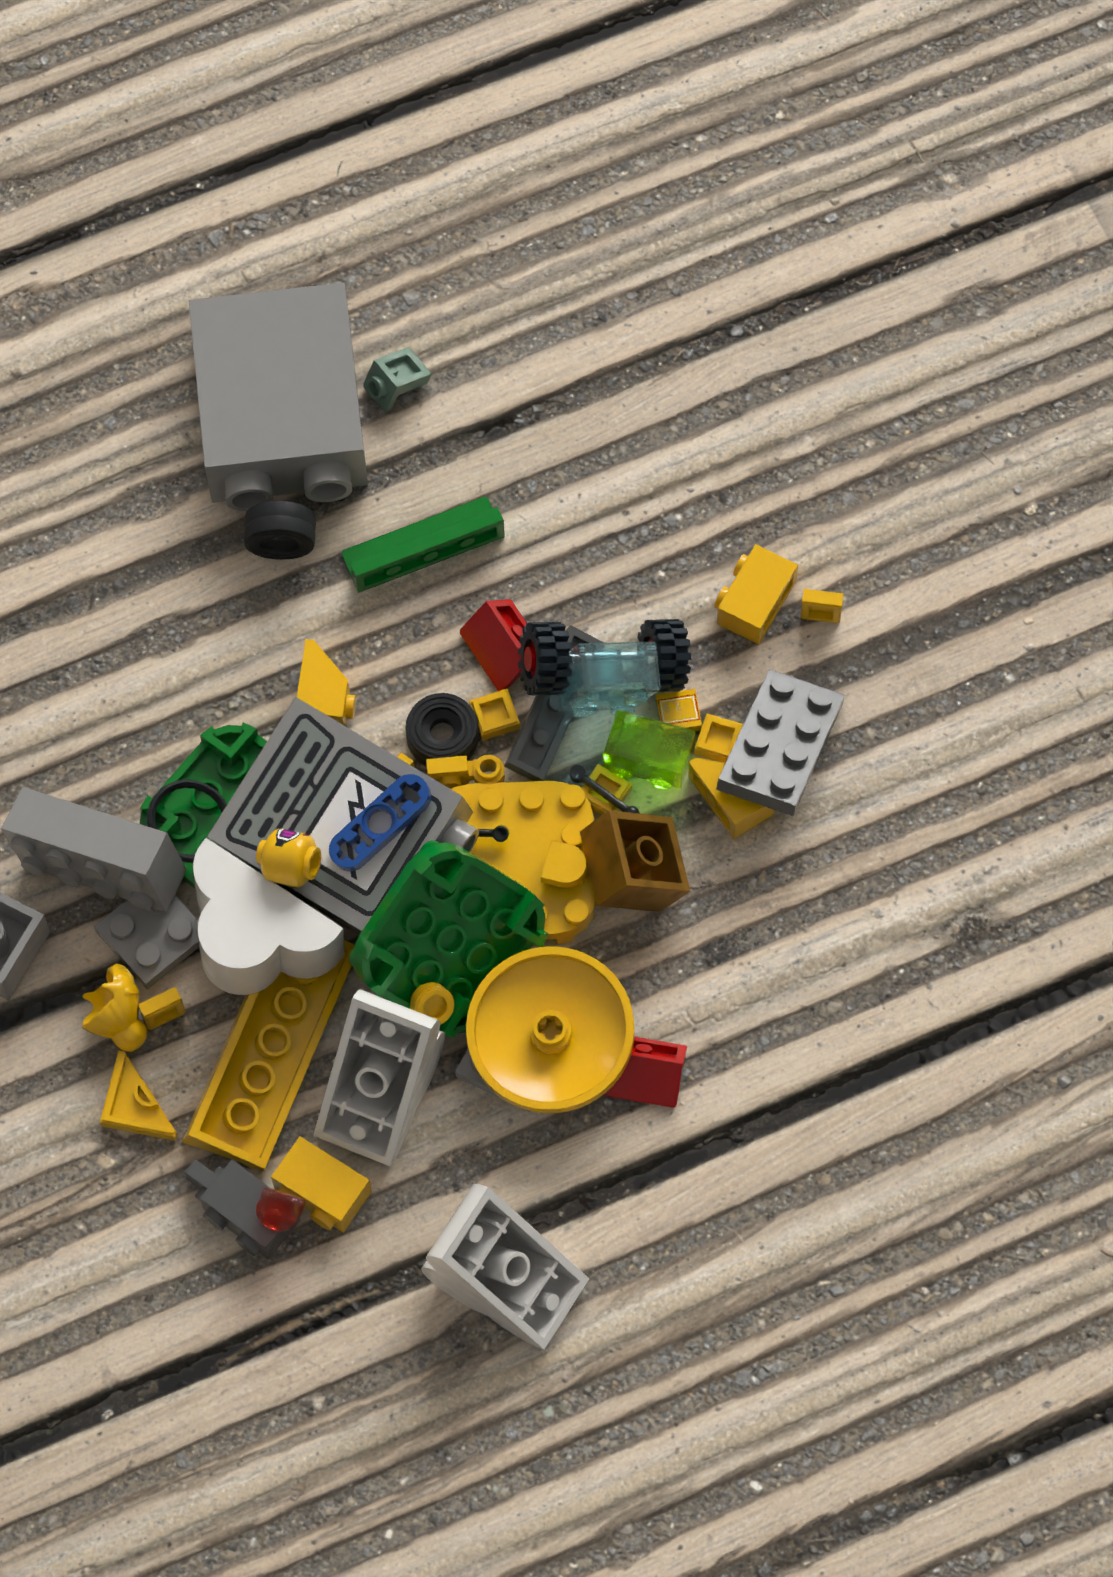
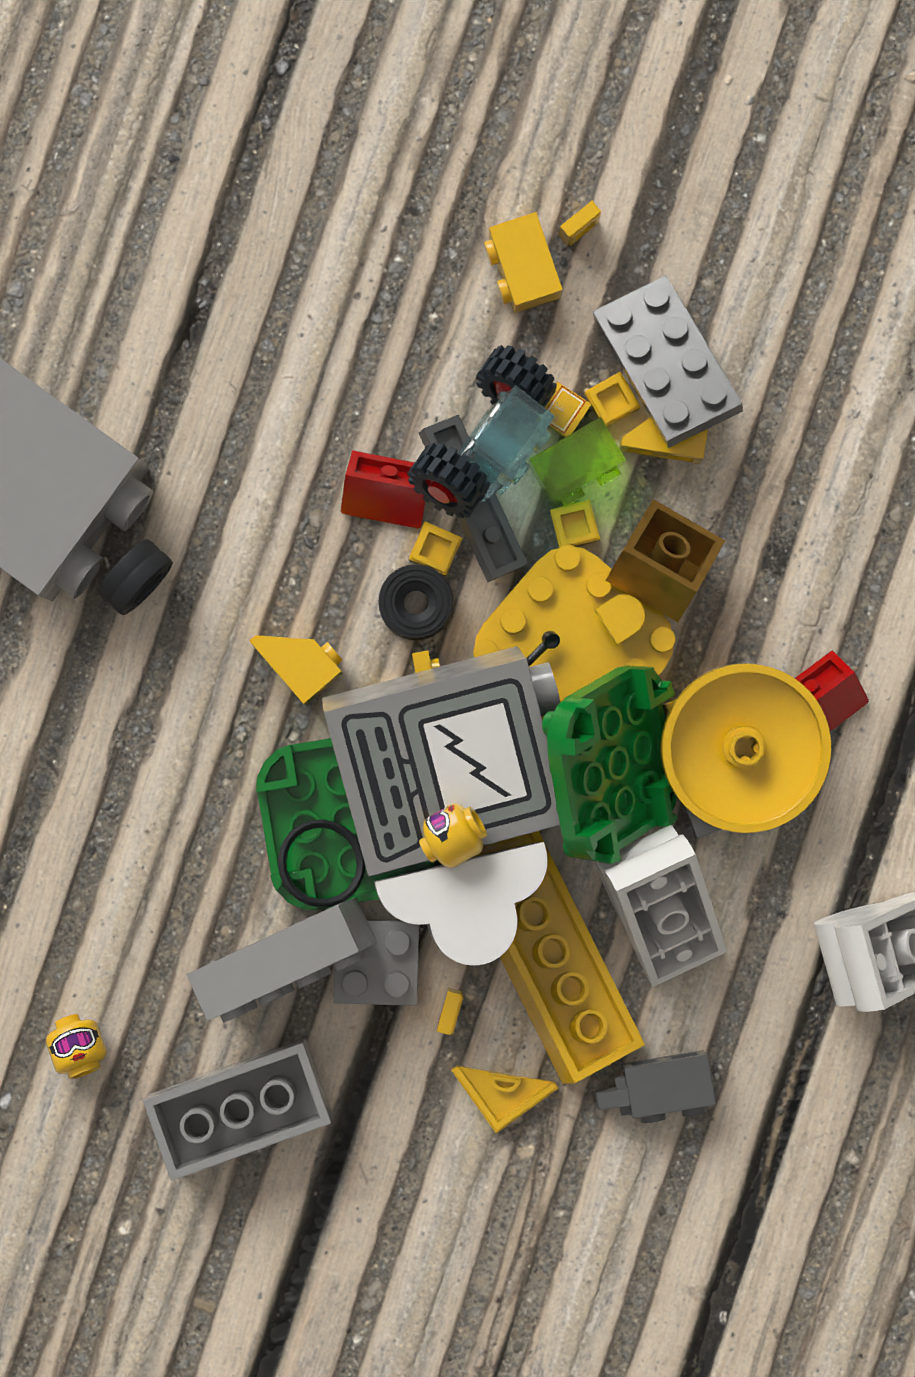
camera: 50 degrees left, 20 degrees up
(117, 1010) = (420, 1048): yellow piece -> none
(278, 1209) = (700, 1071): clear red plate -> none
(329, 1186) = (698, 1017): yellow brick -> none
(394, 376) = (79, 366): sand green bracket -> none
(411, 812) = (499, 772): blue beam -> none
(423, 543) = (240, 472): green panel -> none
(433, 1000) = (646, 818): yellow tile -> none
(459, 771) = (458, 629): yellow plate -> none
(578, 775) = (547, 533): black hinge -> none

